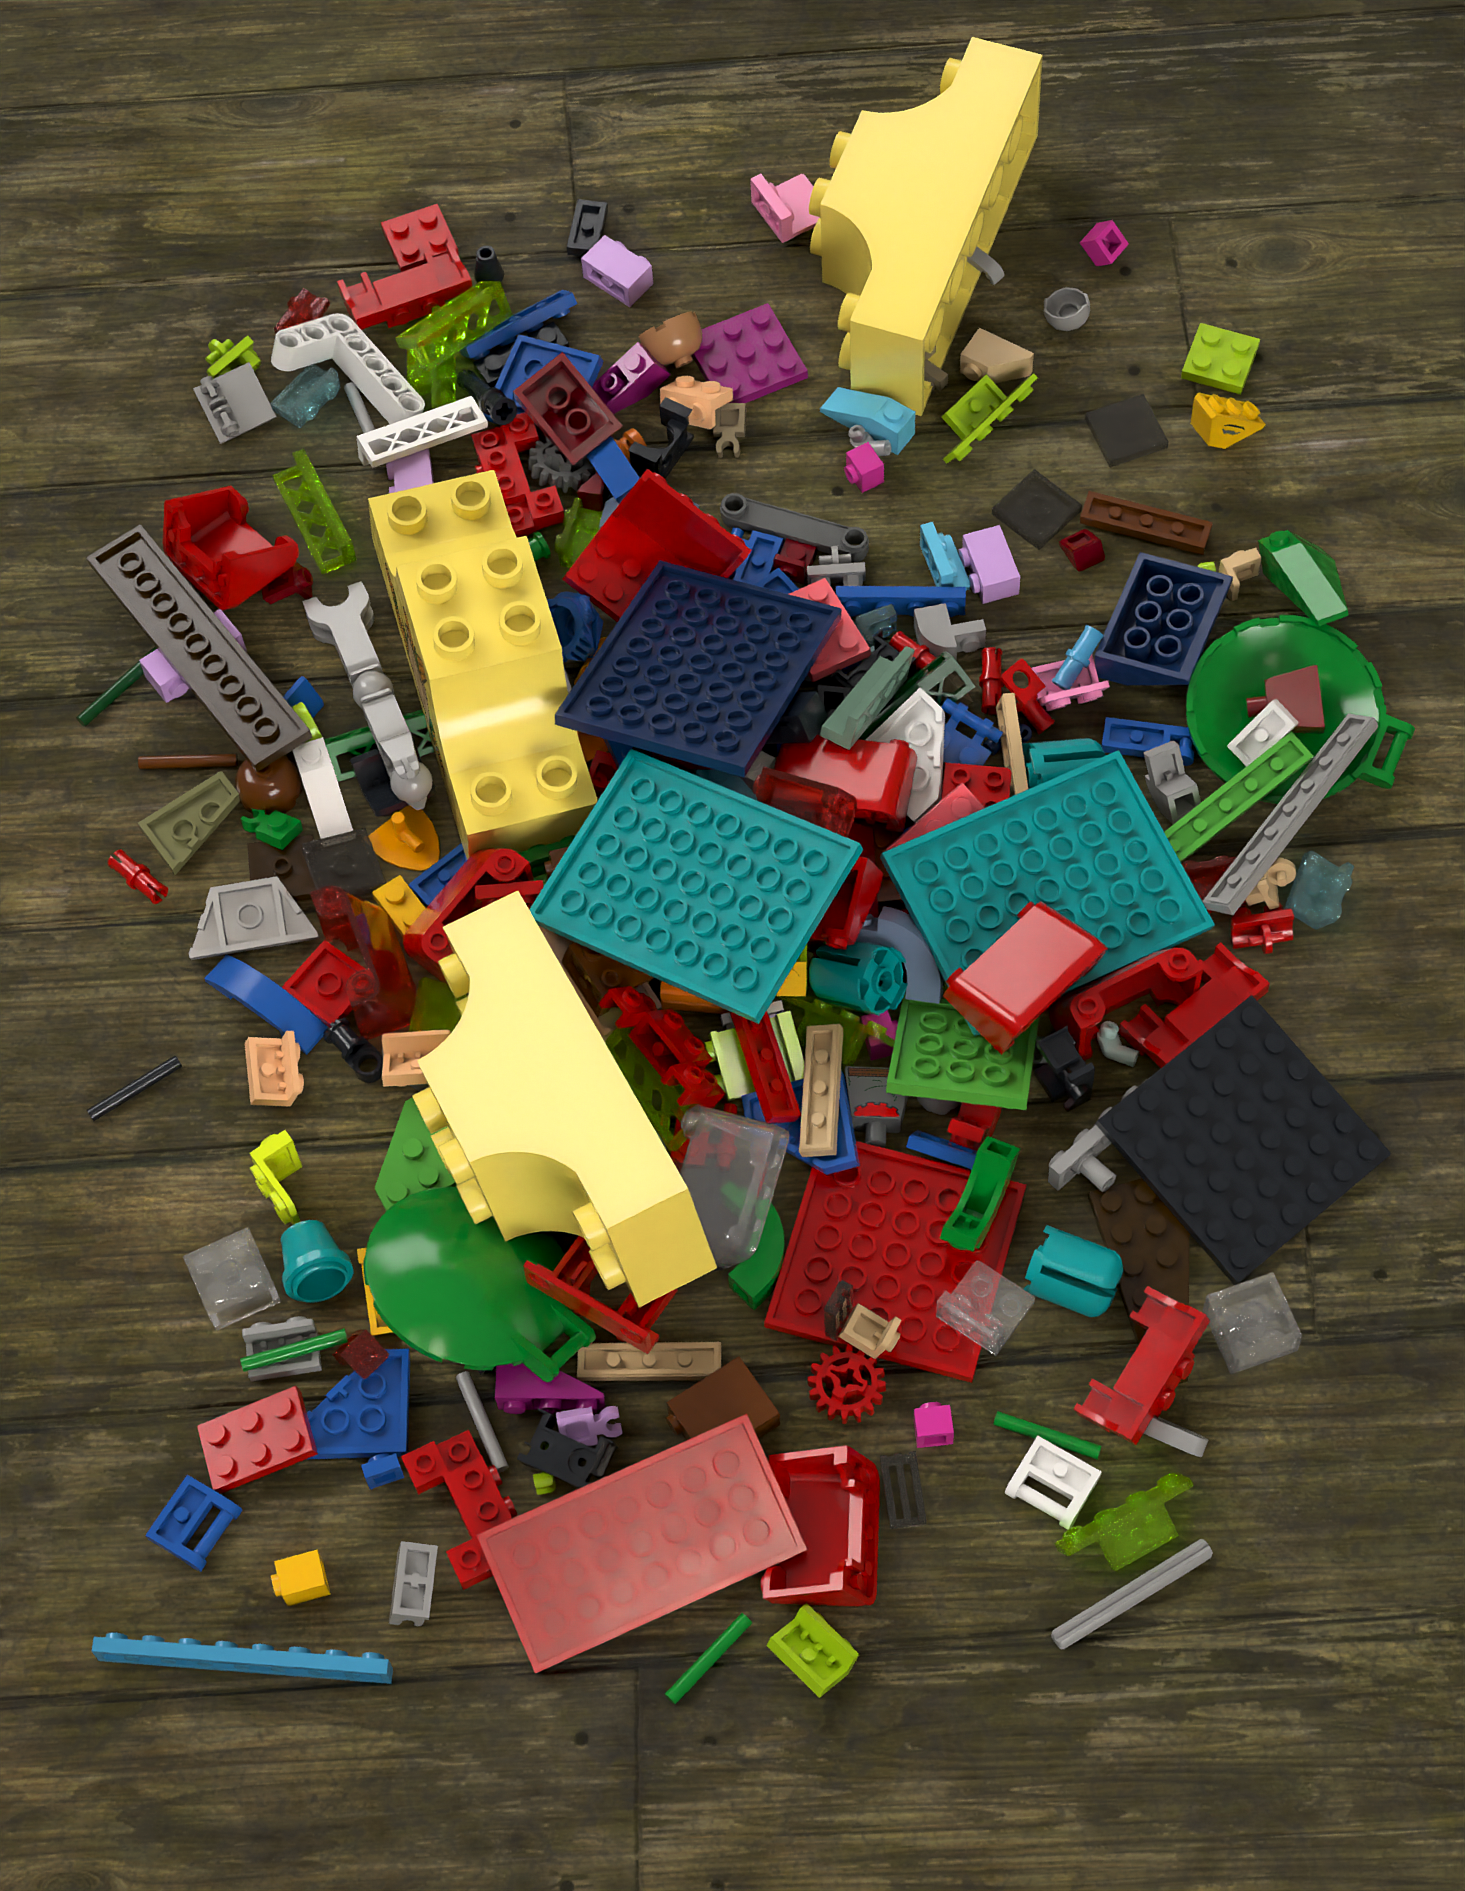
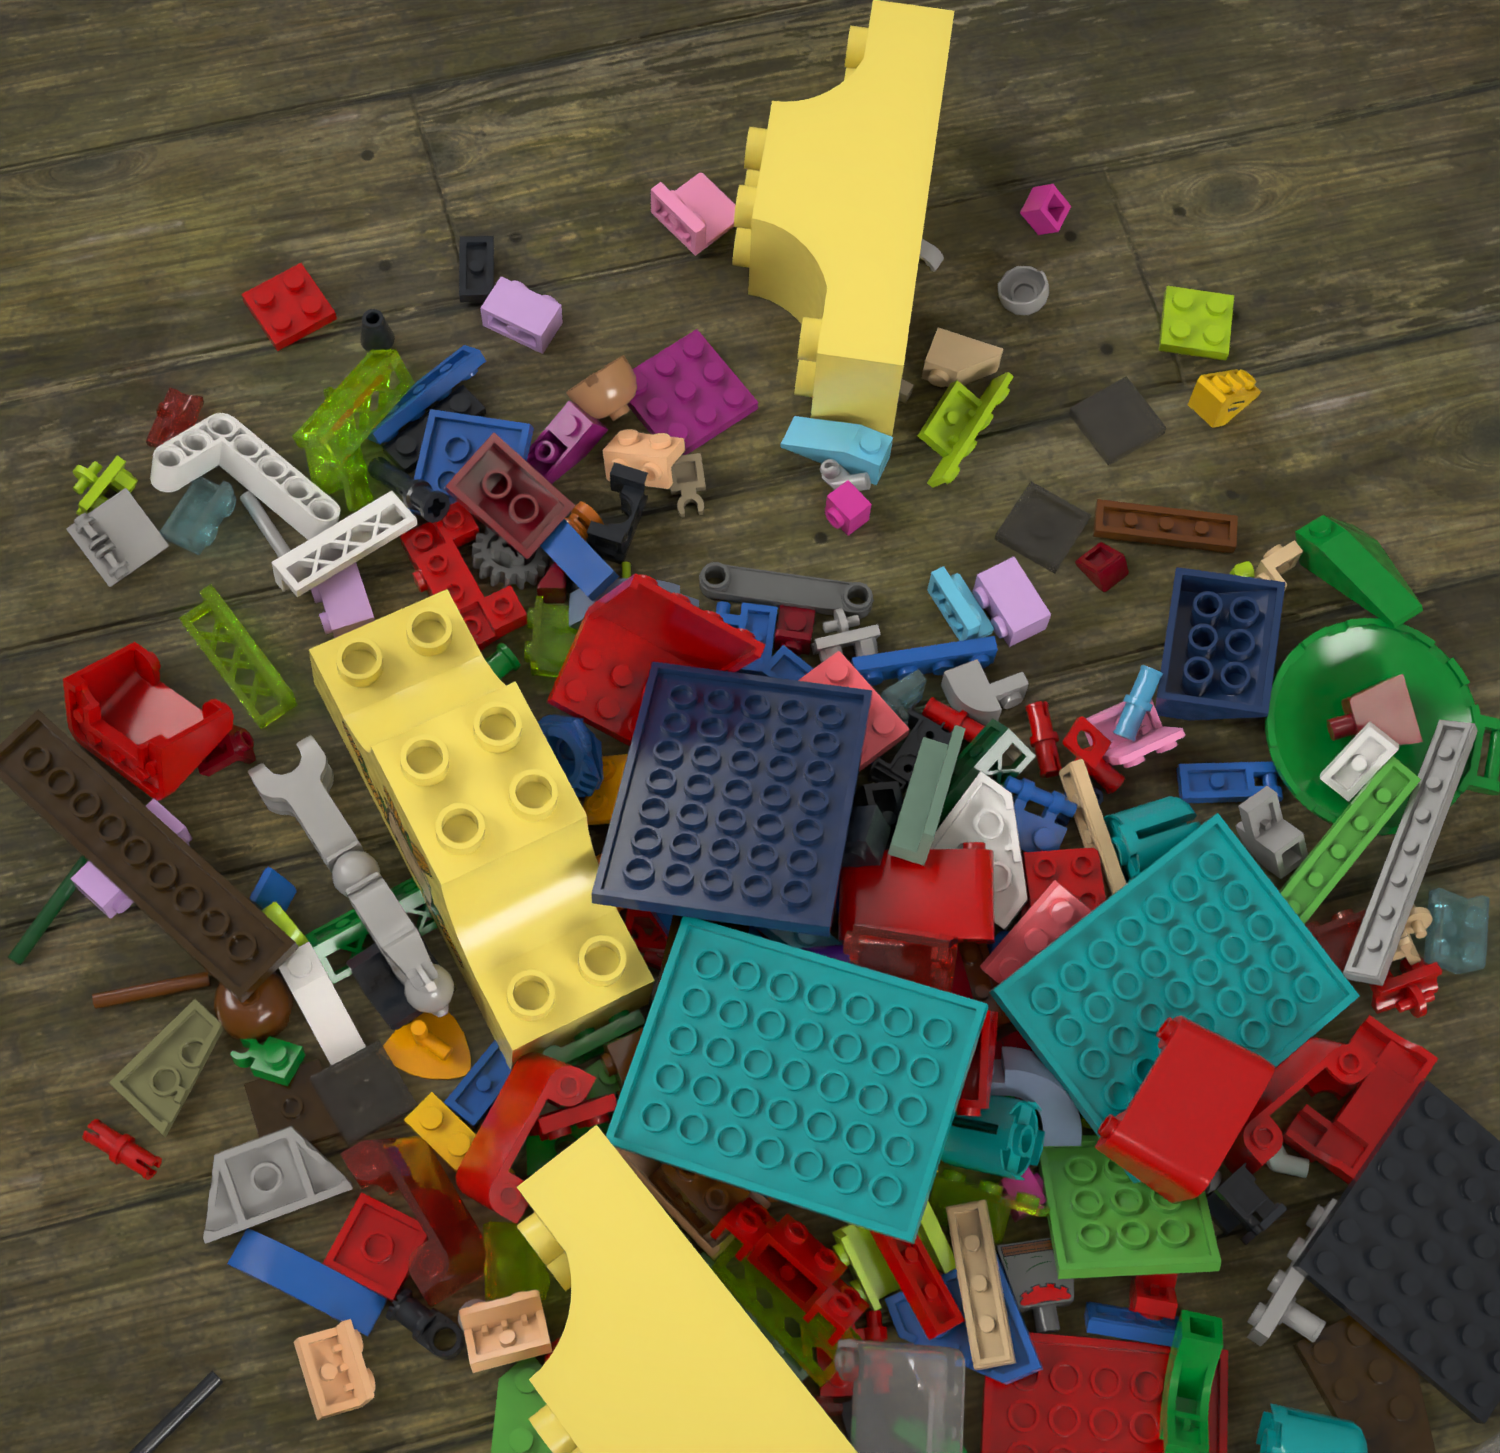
camera: 20 degrees left, 5 degrees up
(407, 293) = (290, 377): bracket -> none

